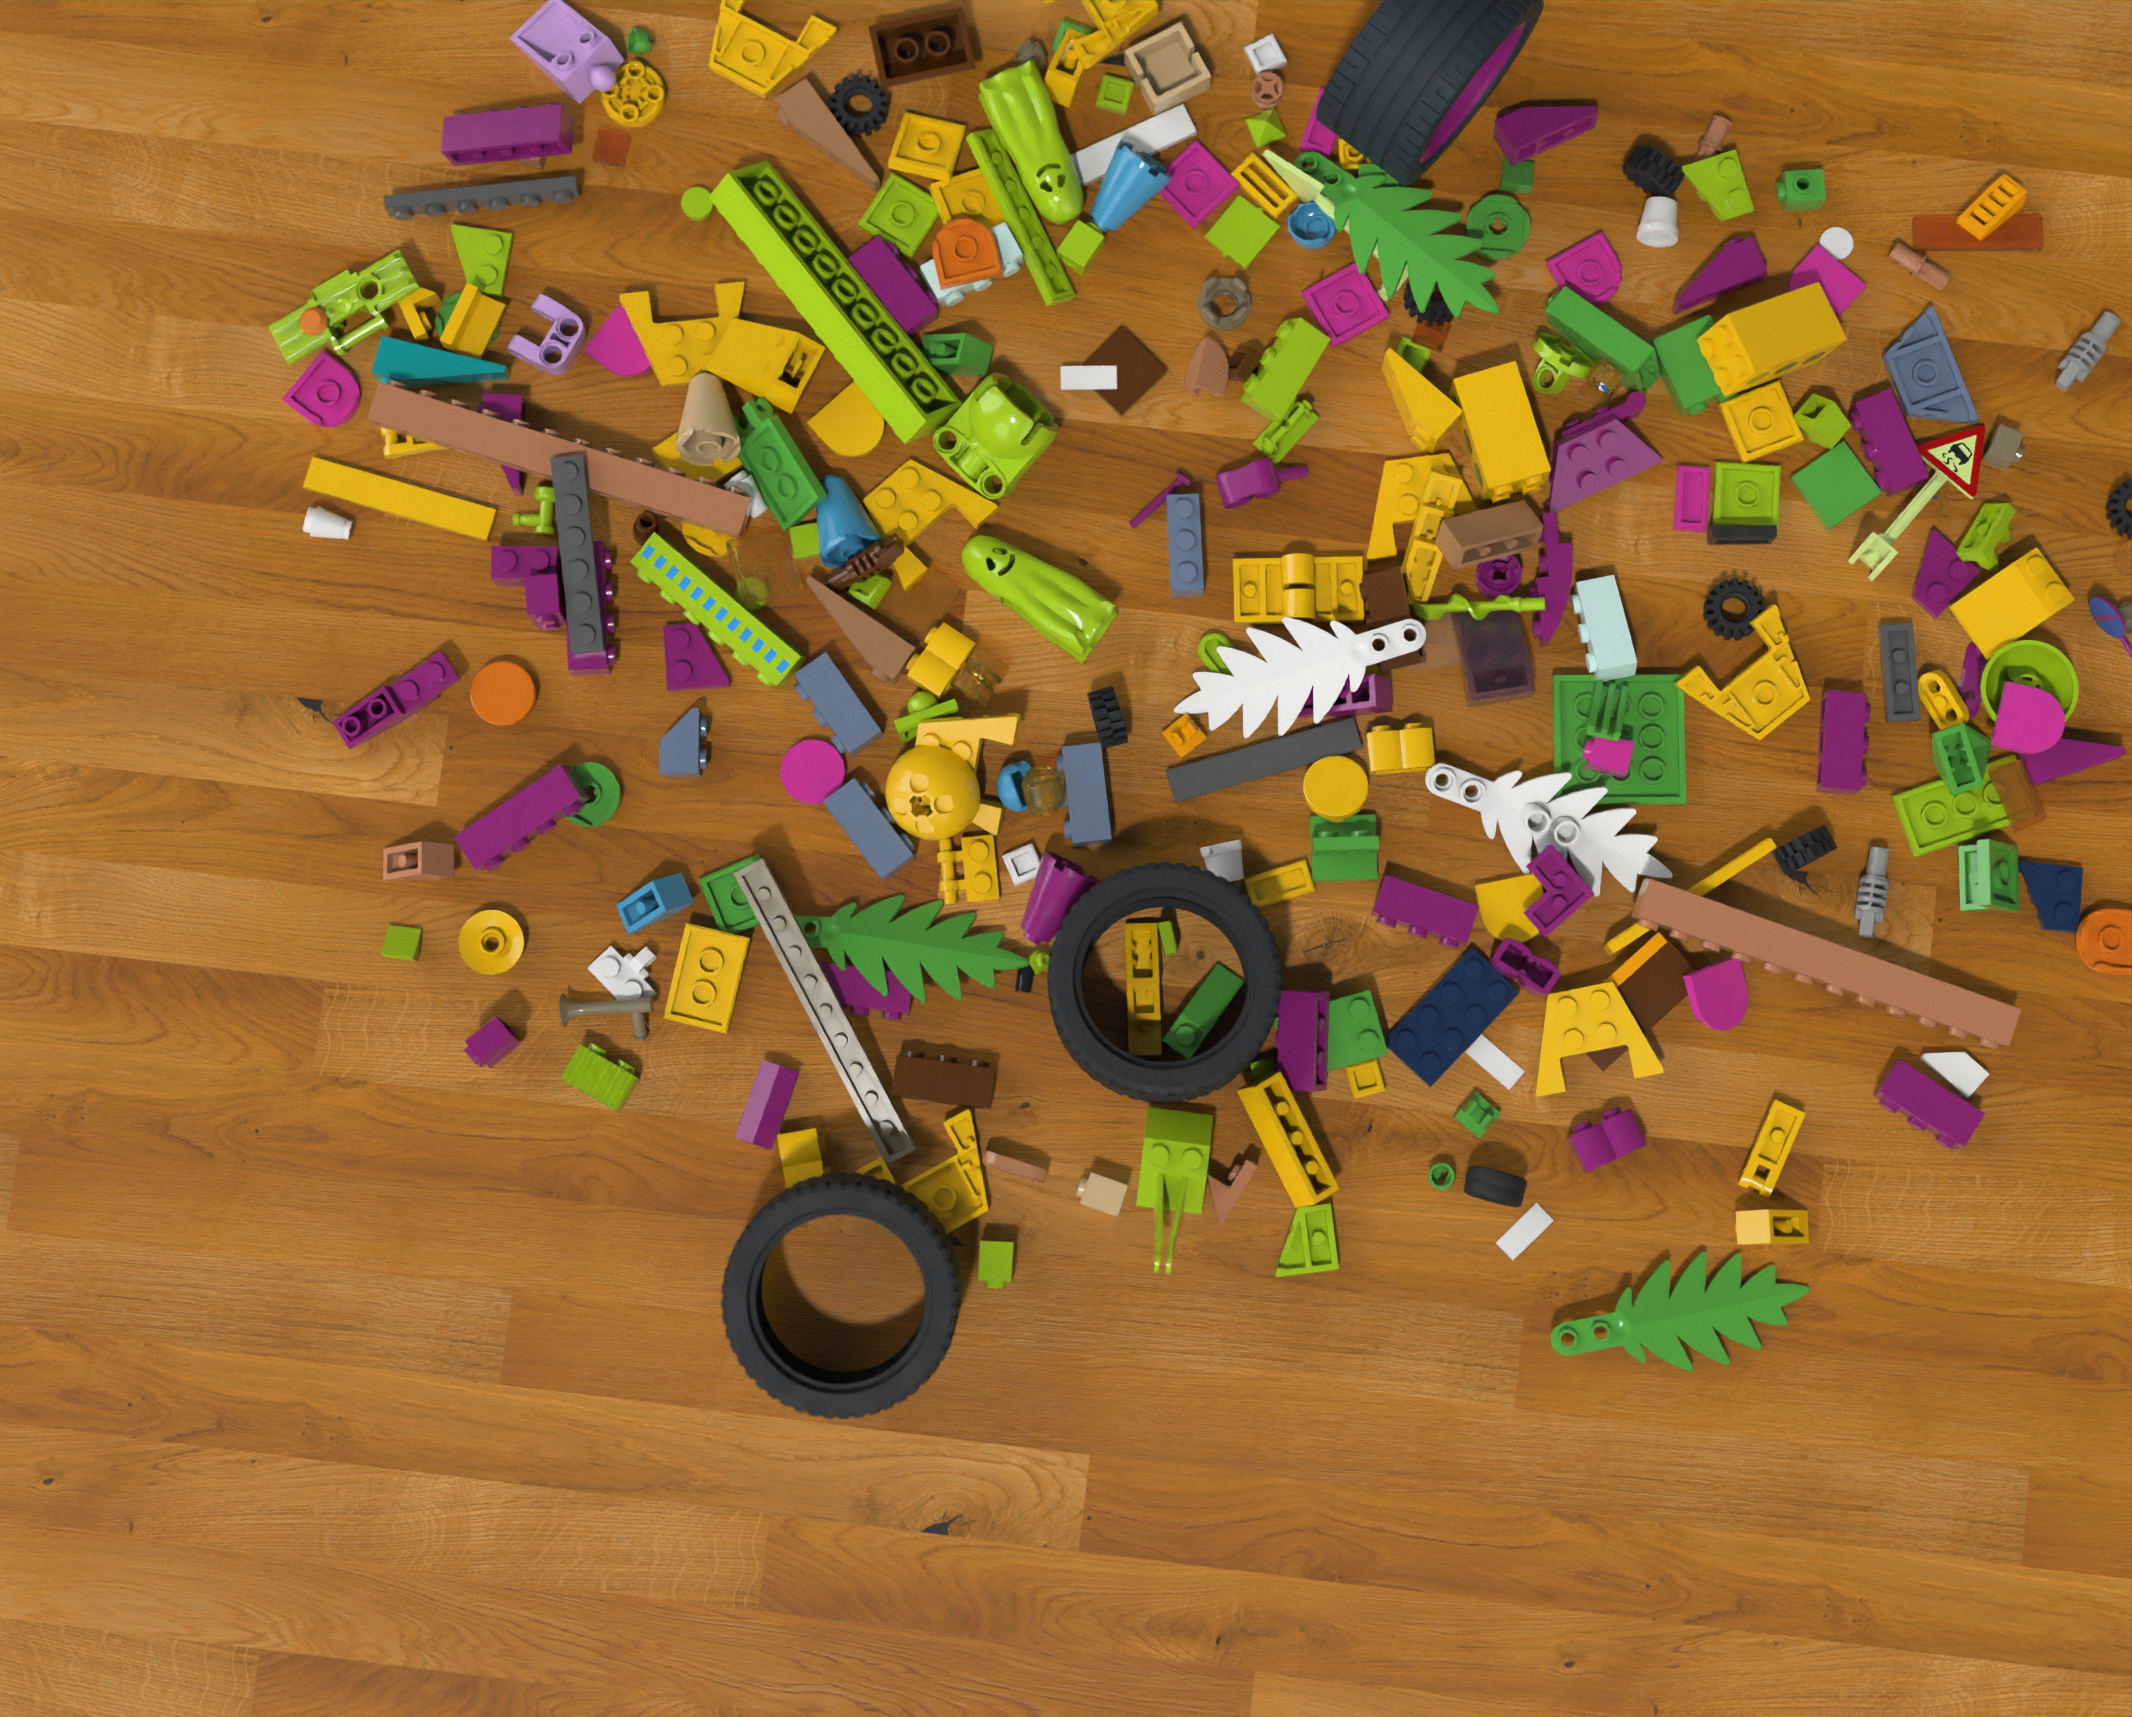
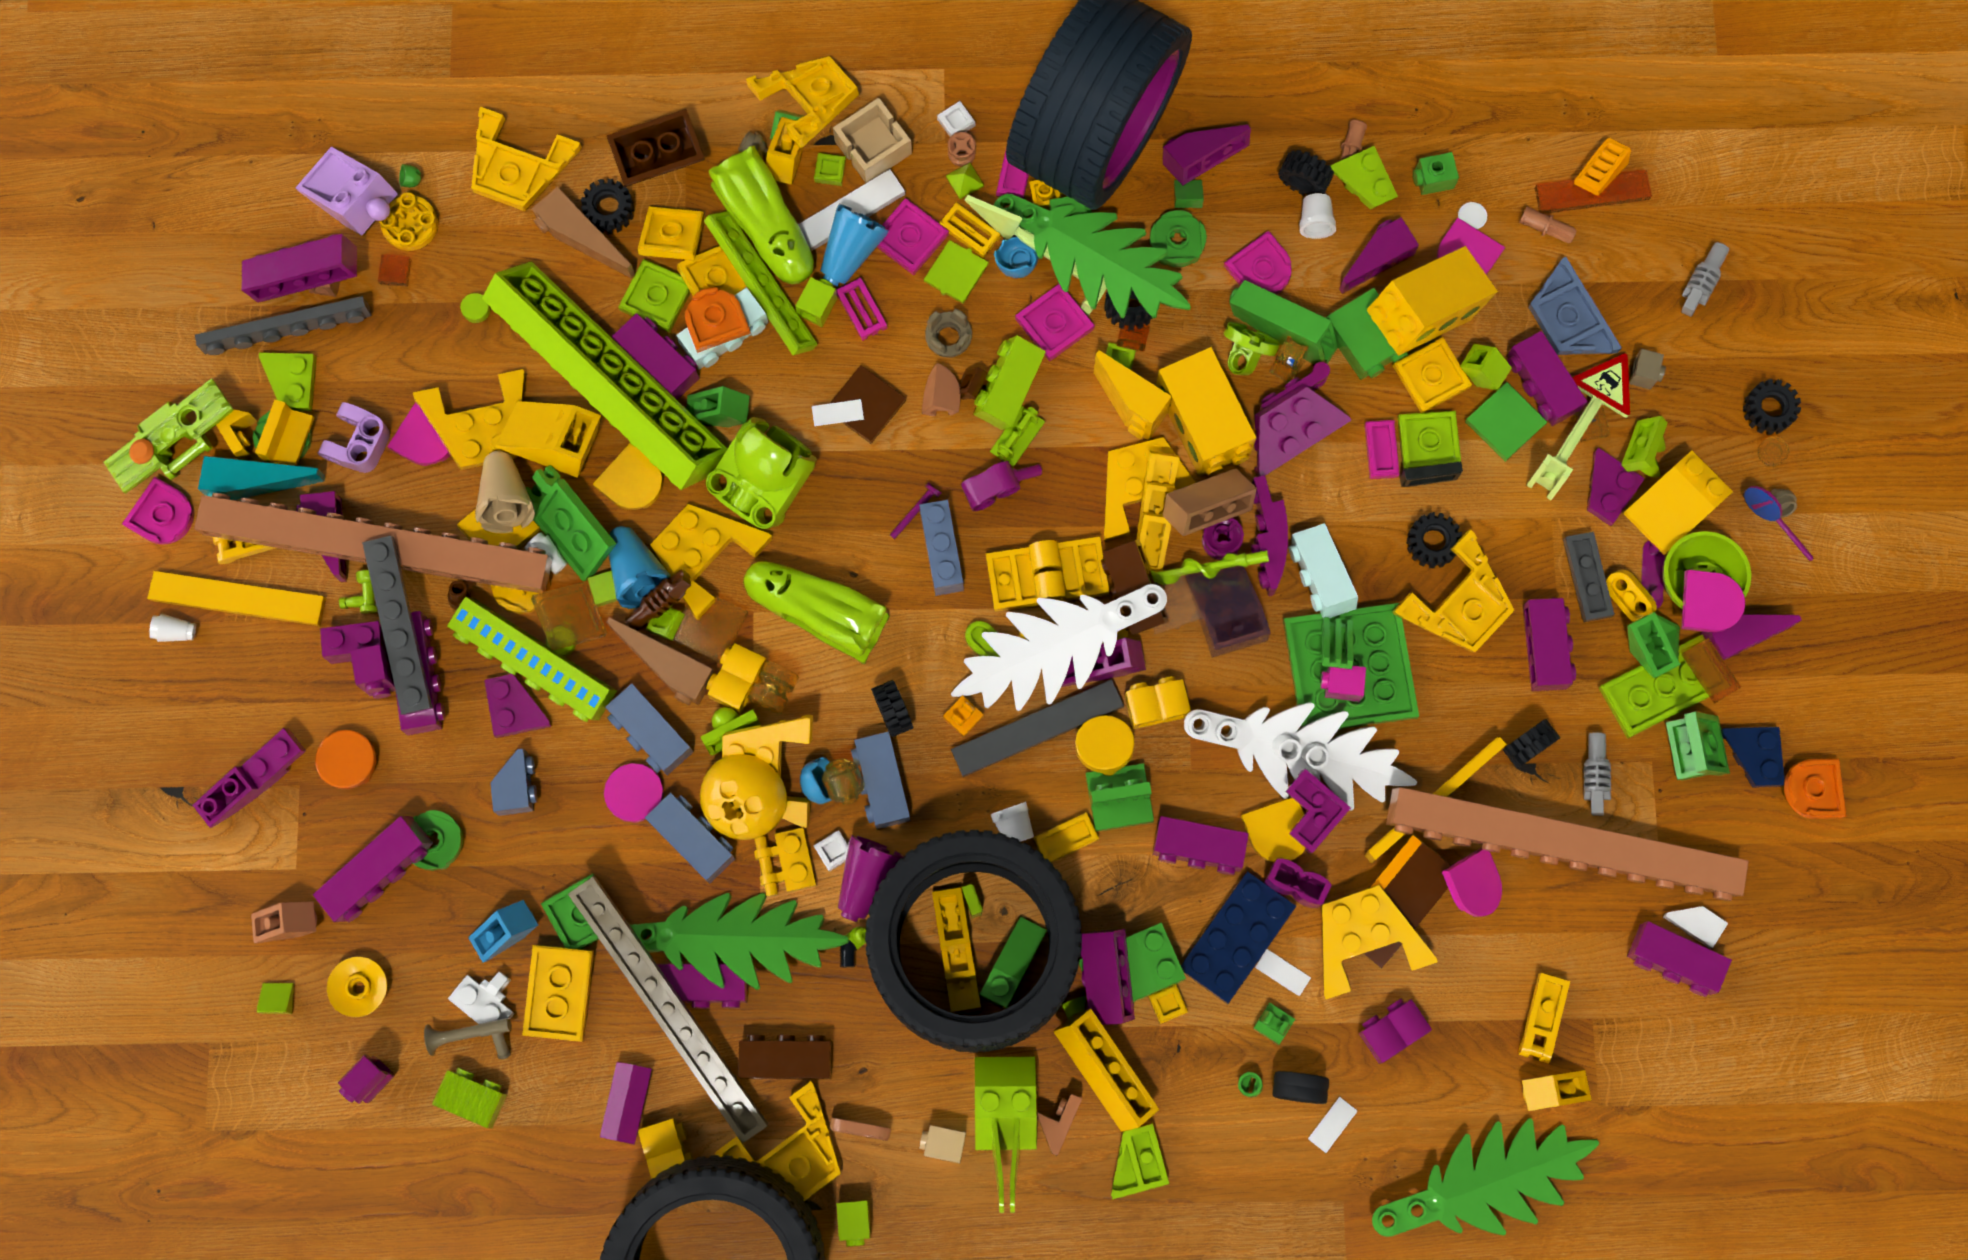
camera: 10 degrees left, 5 degrees down
(1139, 286) = (872, 329): none -> dark pink tile

